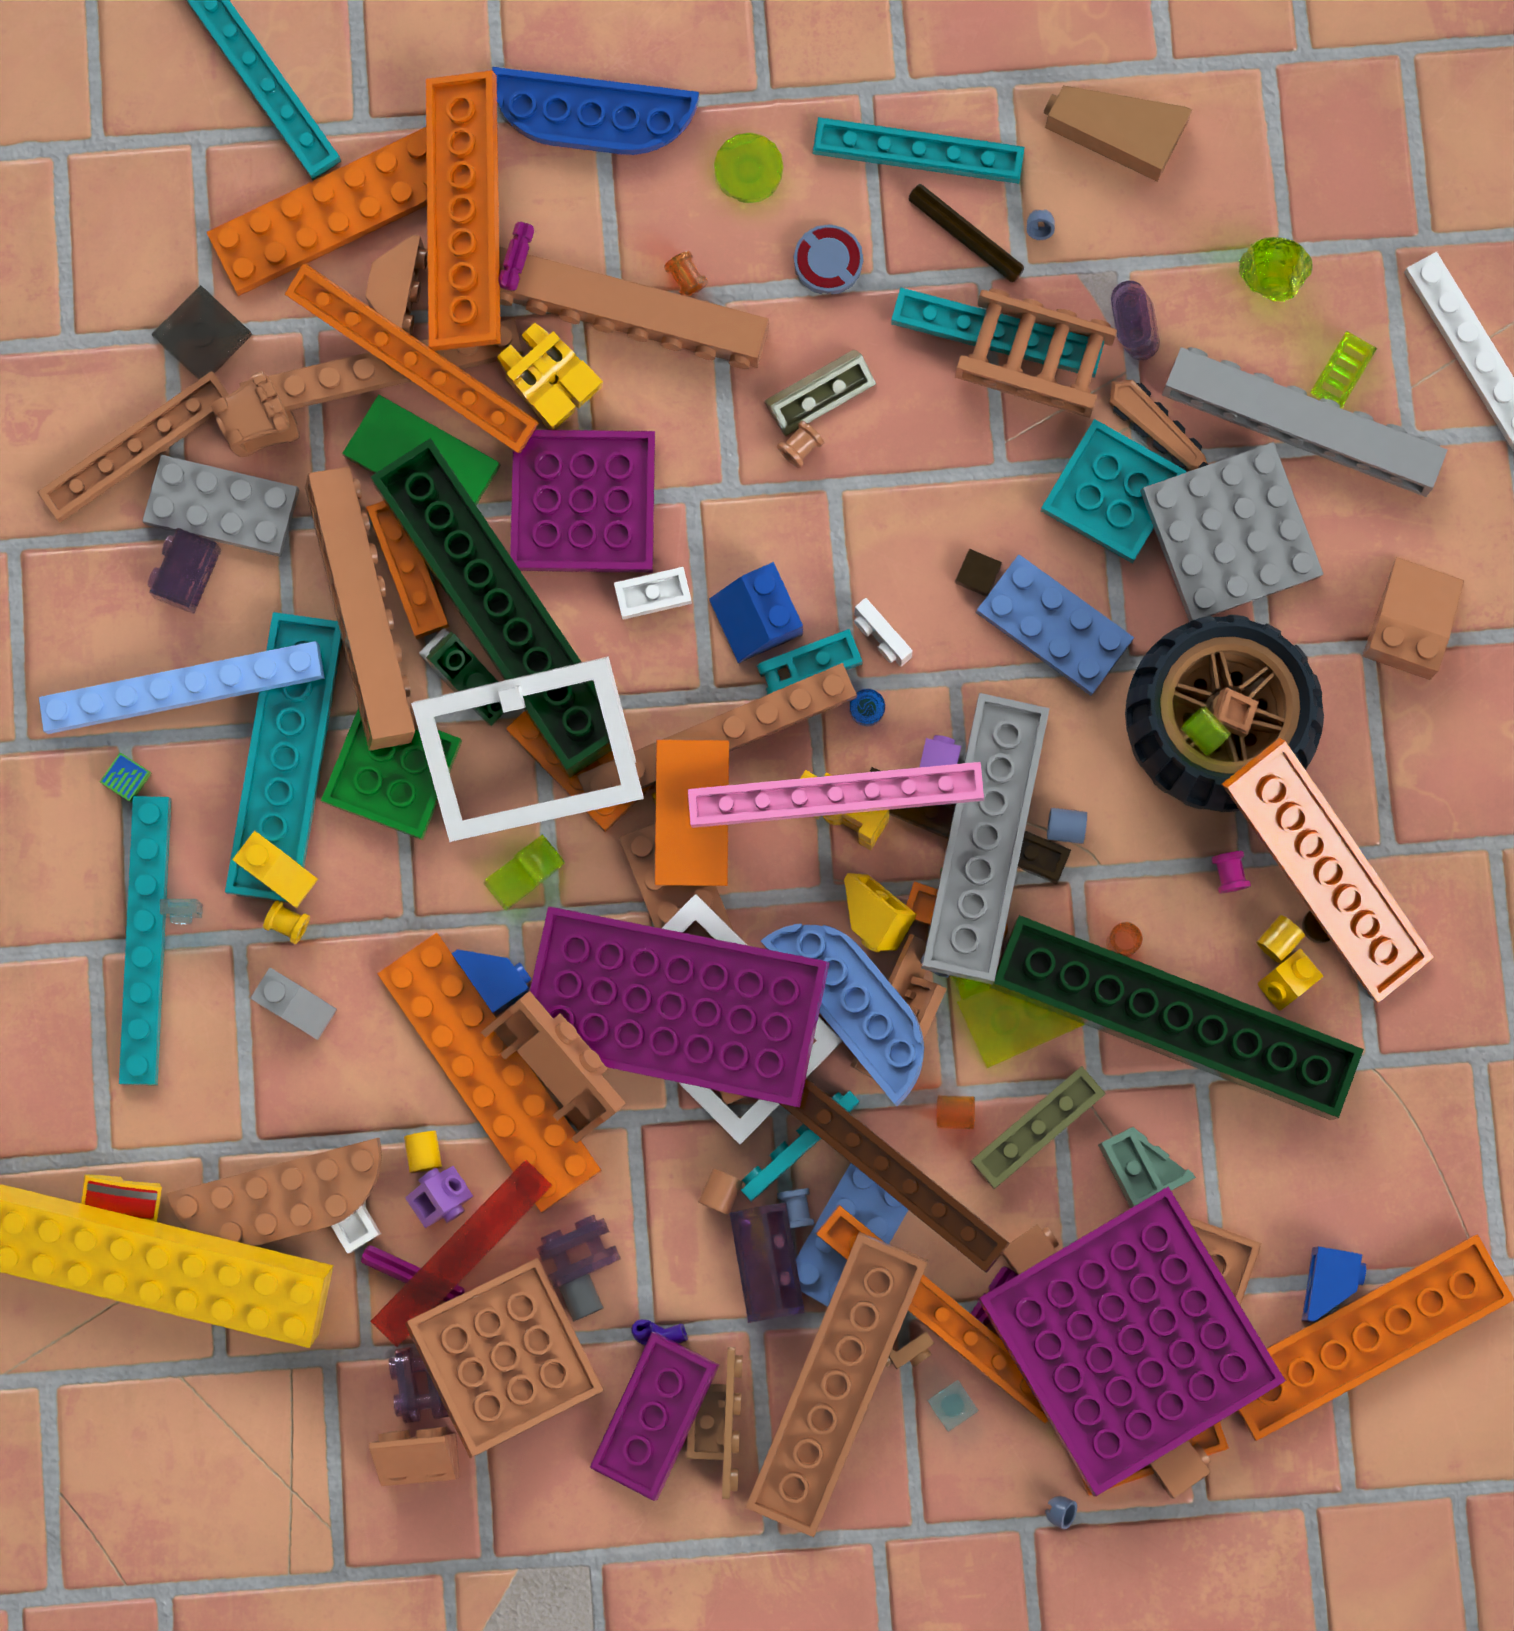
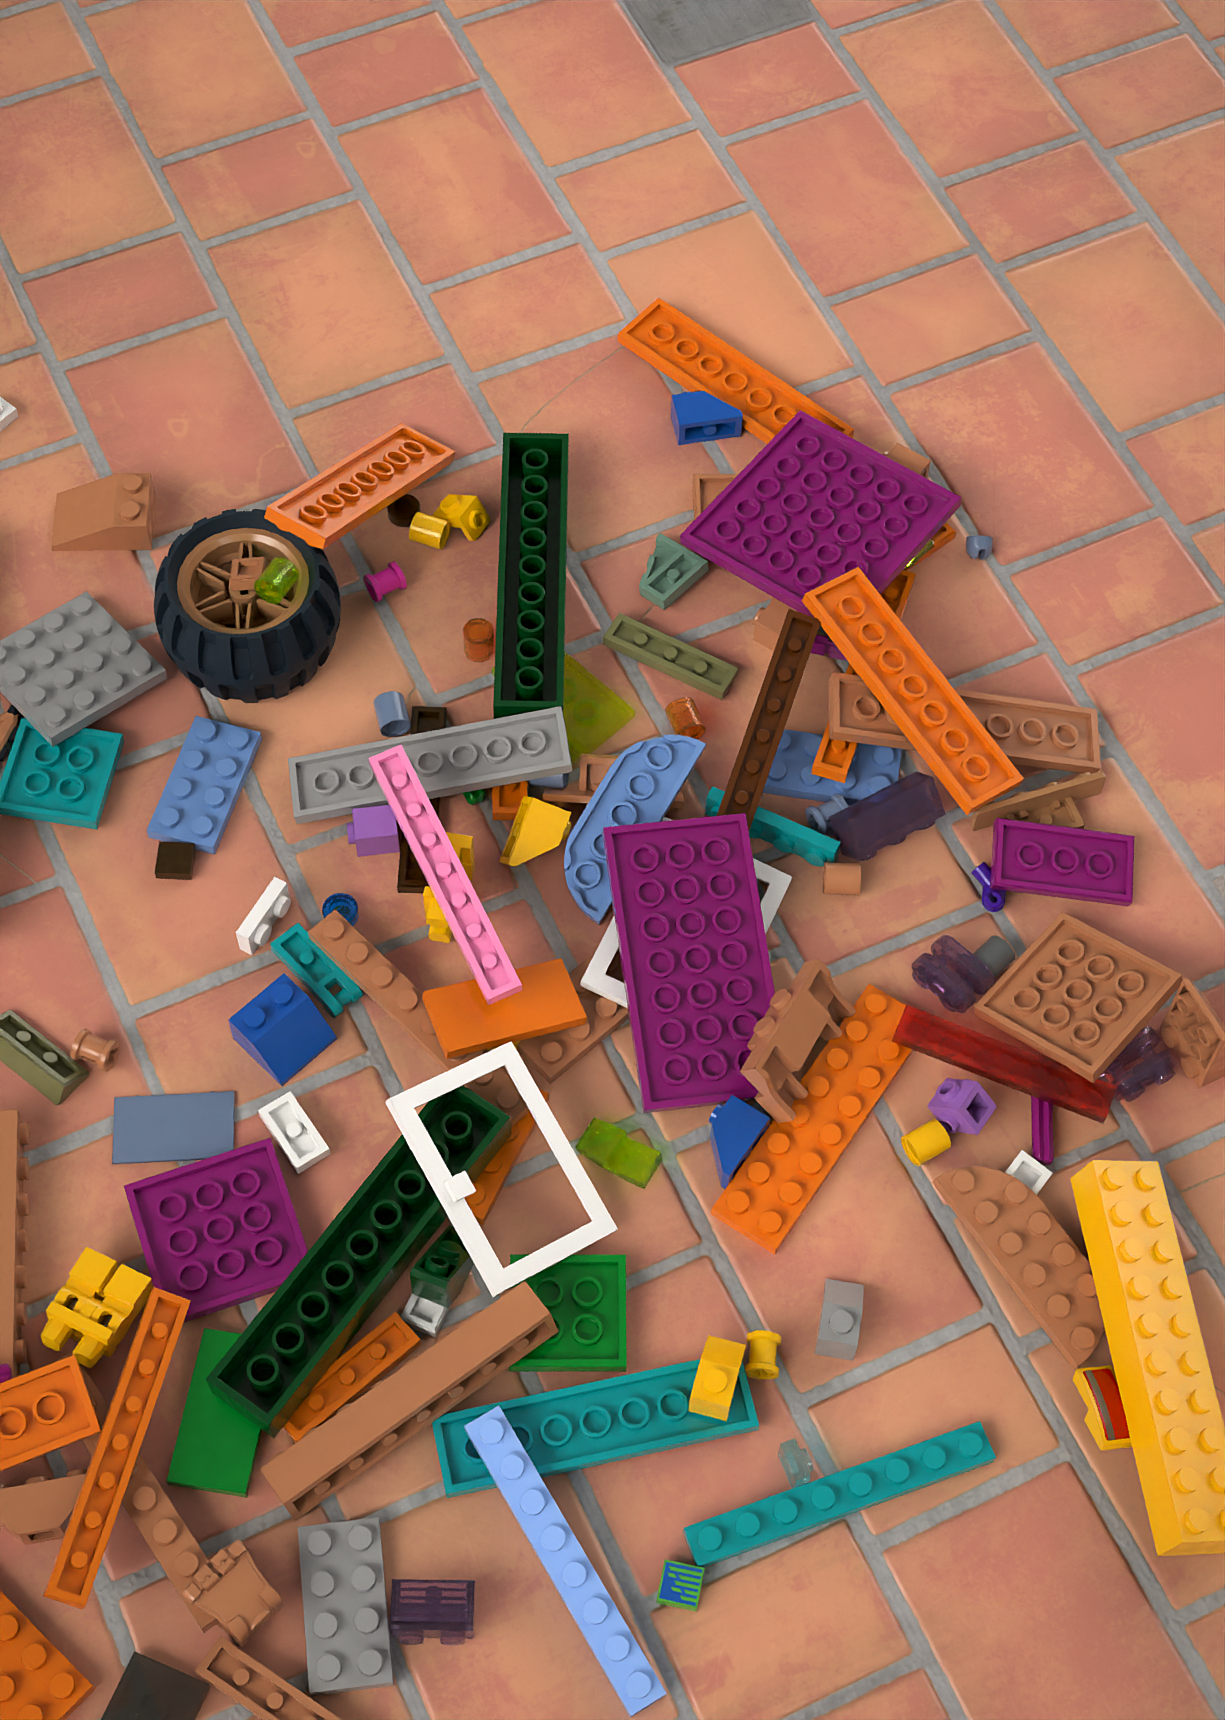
camera: 115 degrees left, 20 degrees down
(703, 494) = (172, 1127): none -> sand blue window
(879, 1334) = (913, 690): none -> orange plate
(952, 1405) = (937, 644): clear light blue plate -> none

